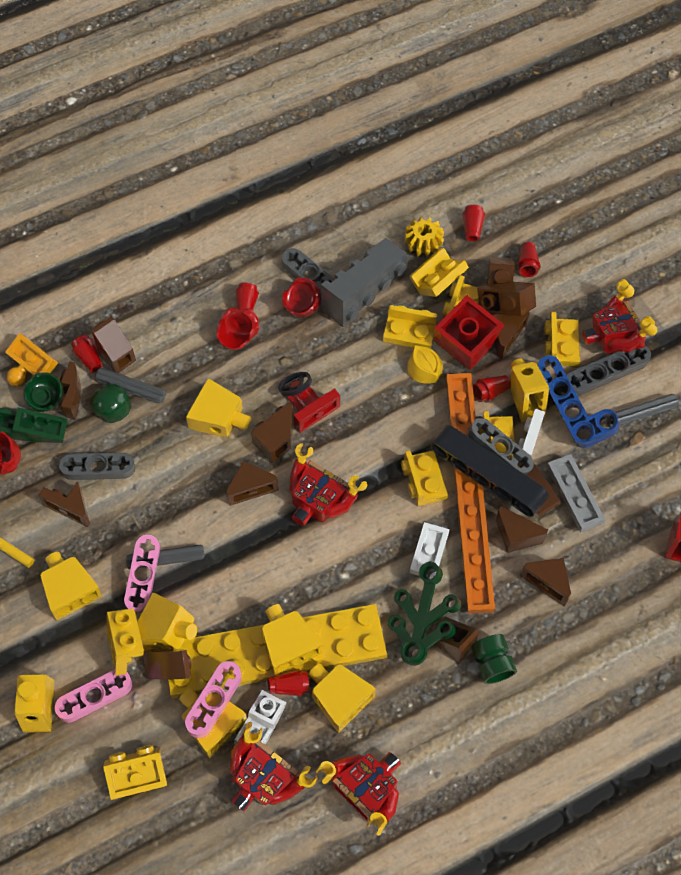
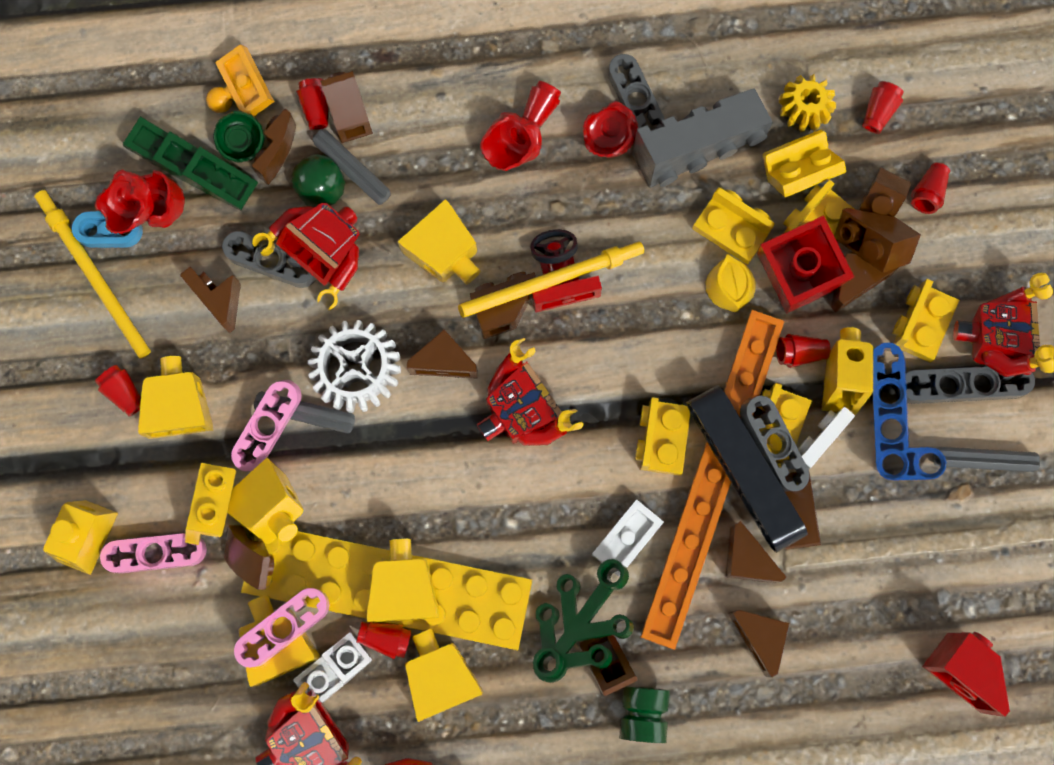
camera: 25 degrees right, 15 degrees up
(23, 592) = (119, 389): none -> red cone
(131, 438) = (319, 242): none -> red torso
(134, 772) = (162, 668): yellow bracket -> none
(171, 503) = (361, 355): none -> white gear
(335, 378) = (609, 258): none -> yellow bar
(575, 493) = (846, 537): light grey plate -> none

